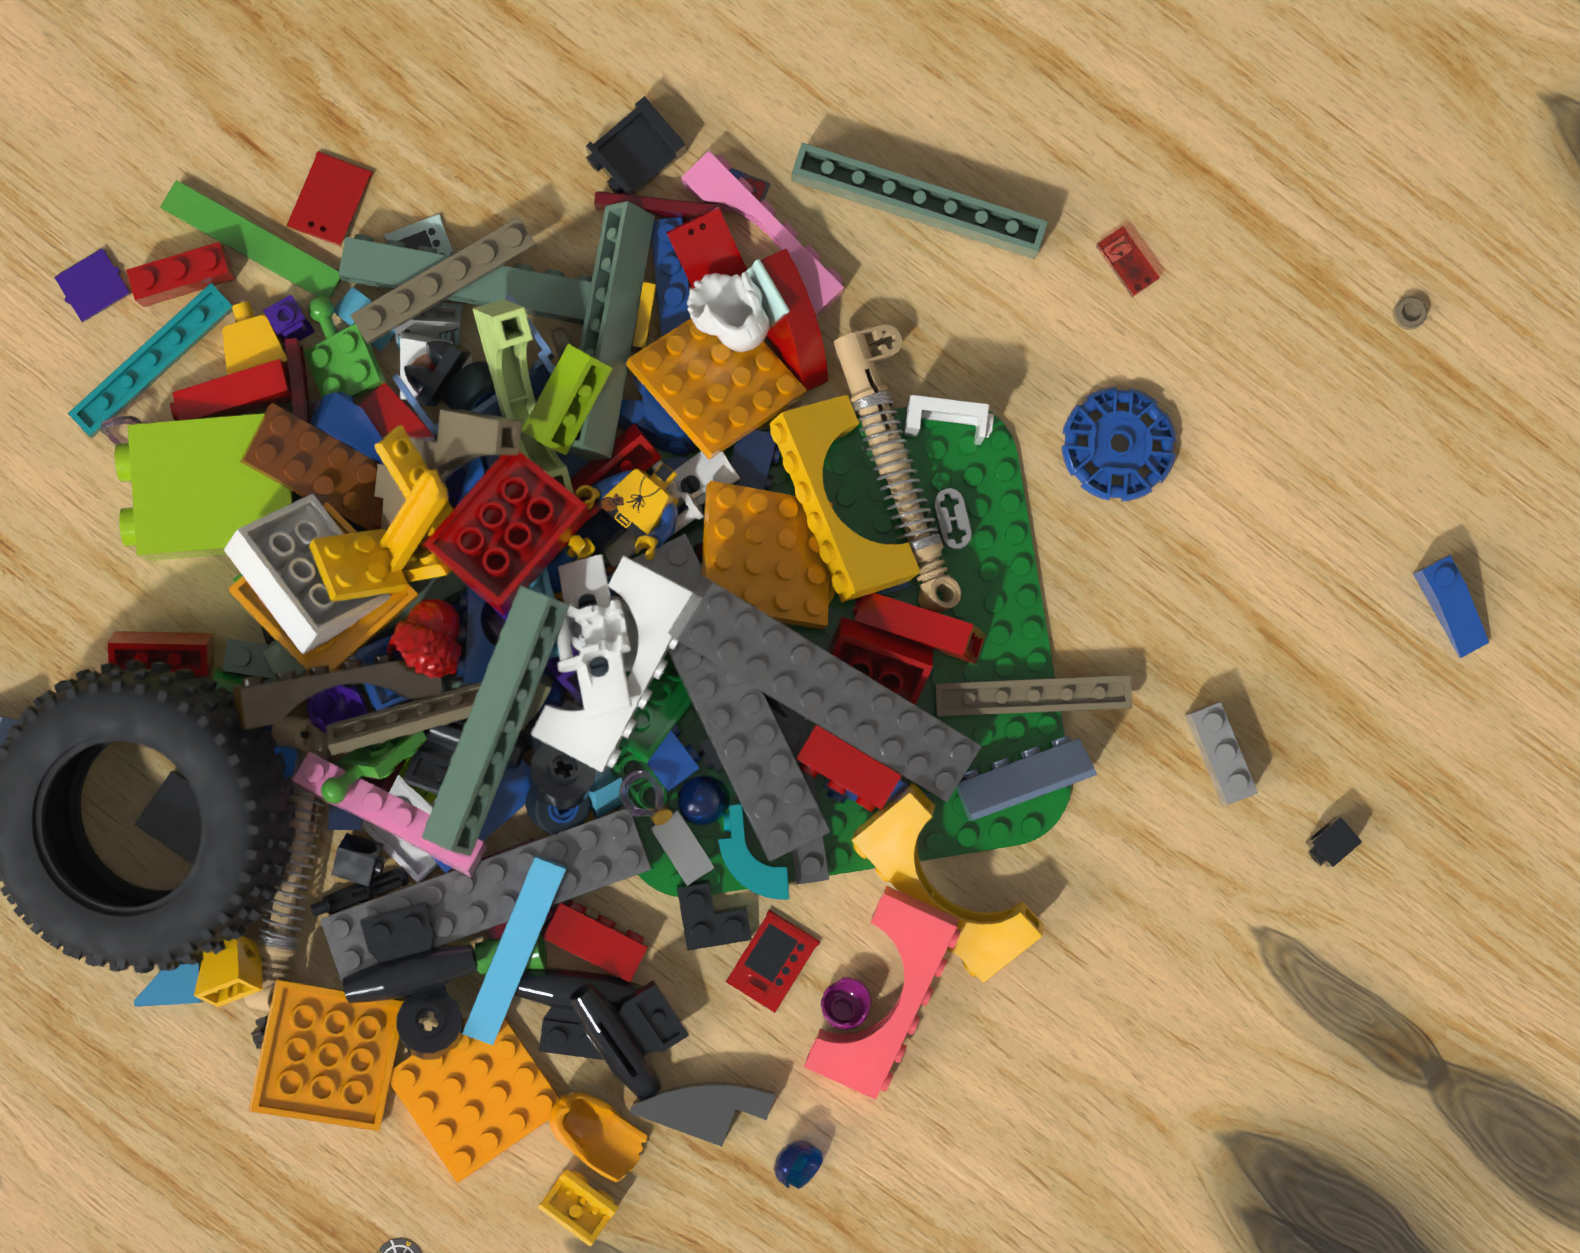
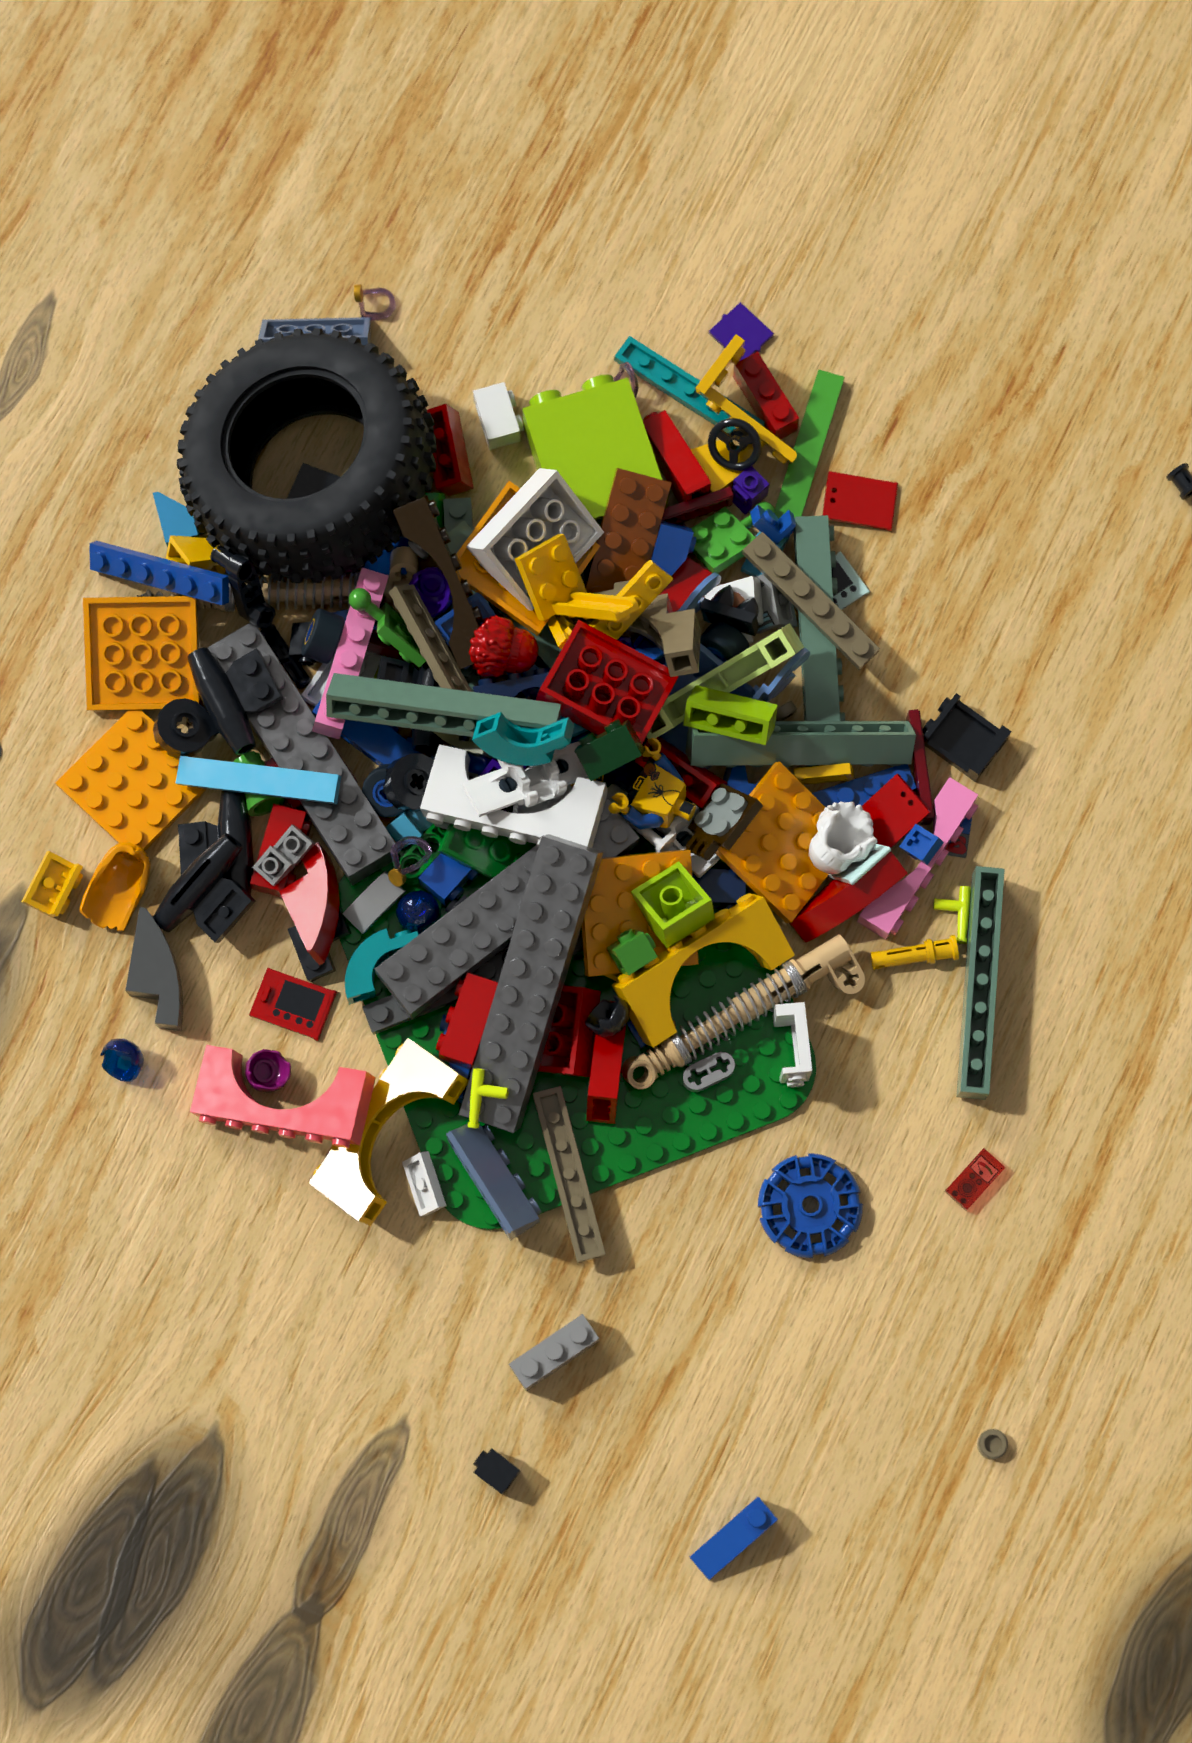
camera: 85 degrees right, 10 degrees down
(130, 586) = (497, 415): none -> white brick
(148, 321) = (717, 402): none -> yellow bracket
(224, 313) = (744, 435): none -> black piece
(238, 1016) = (159, 572): none -> blue plate
(283, 920) = (248, 597): none -> black beam
(343, 302) = (771, 526): none -> blue bracket
(363, 842) = (322, 636): none -> black wheel
(561, 640) = (521, 745): none -> teal arch
(587, 542) = (609, 749): none -> dark green brick
(607, 937) = (284, 855): none -> light grey slope
(670, 913) = (315, 903): none -> slope
(685, 438) = (721, 821): none -> piece
(752, 226) = (921, 844): none -> blue bracket
(770, 512) = (673, 904): none -> lime slope
(814, 570) = (632, 951): none -> bright green brick
(828, 200) = (961, 906): none -> neon yellow piece
(869, 250) = (928, 951): none -> yellow pin
(879, 614) = (608, 1017): none -> black hair
(931, 771) = (478, 1090): none -> neon yellow piece
(1007, 856) = (424, 1183): none -> white plate

